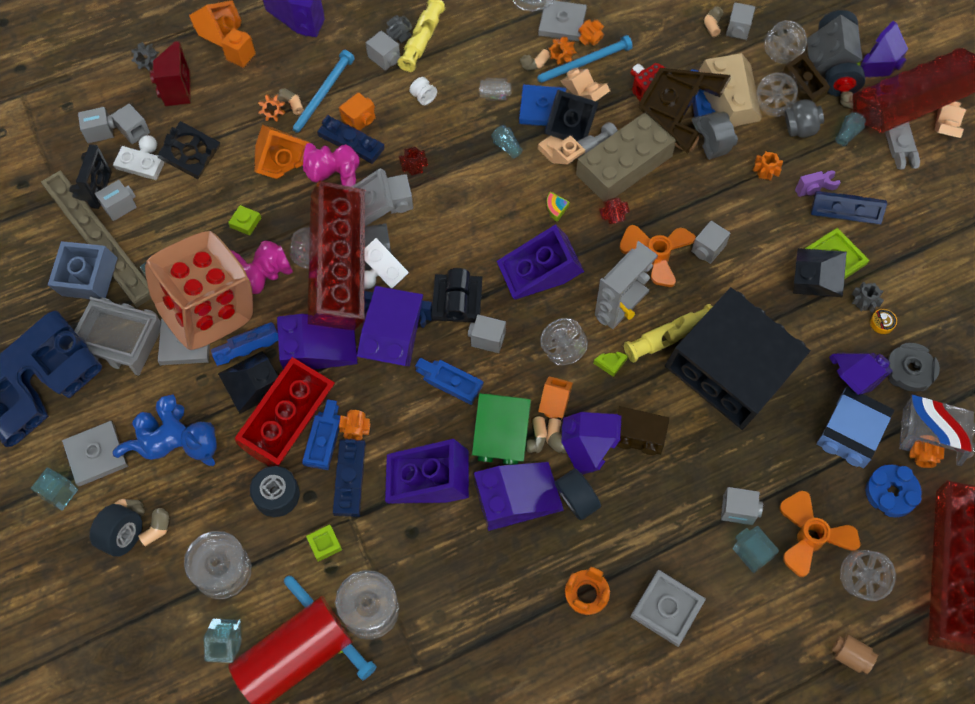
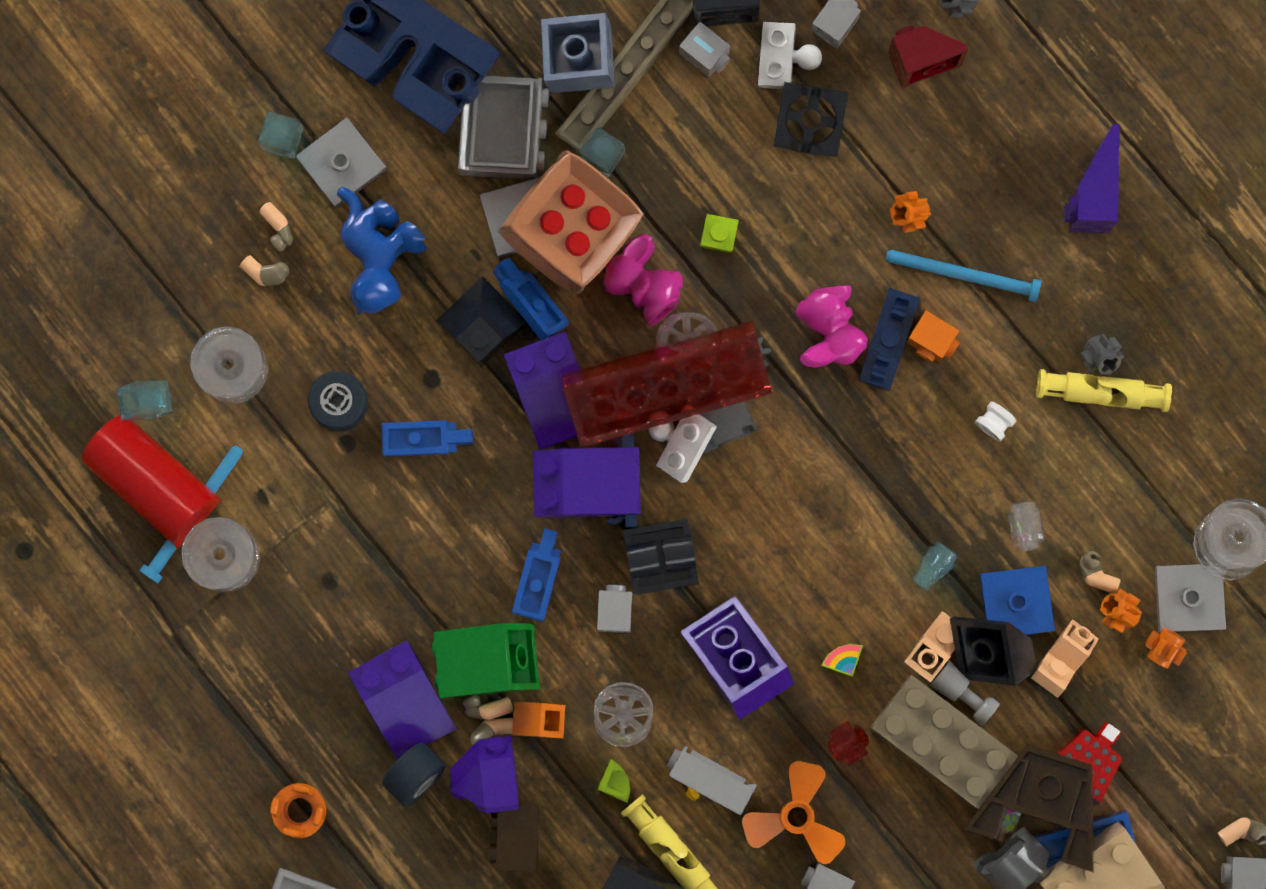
camera: 80 degrees right, 20 degrees up
(115, 530) = (244, 229): black wheel -> none
(216, 21) = (1044, 82): orange slope -> none
(238, 47) = (1008, 127): orange brick -> none
(277, 152) = (837, 244): orange slope -> none
(283, 413) = (438, 383): red brick -> none
(293, 99) = (940, 232): arm -> none
(324, 543) = (288, 480): lime plate -> none
(349, 478) = (380, 485): dark blue plate -> none
(354, 425) = (445, 473): orange gear -> none
(377, 195) = (792, 401): light grey plate -> none
(383, 50) = (1056, 343): light grey brick -> none
(400, 194) = (805, 435): light grey brick -> none
(413, 160) = (870, 448): clear red gear -> none
(428, 474) = (401, 582): dark purple slope -> none
(625, 44) = (1119, 650): dark azure bar -> none

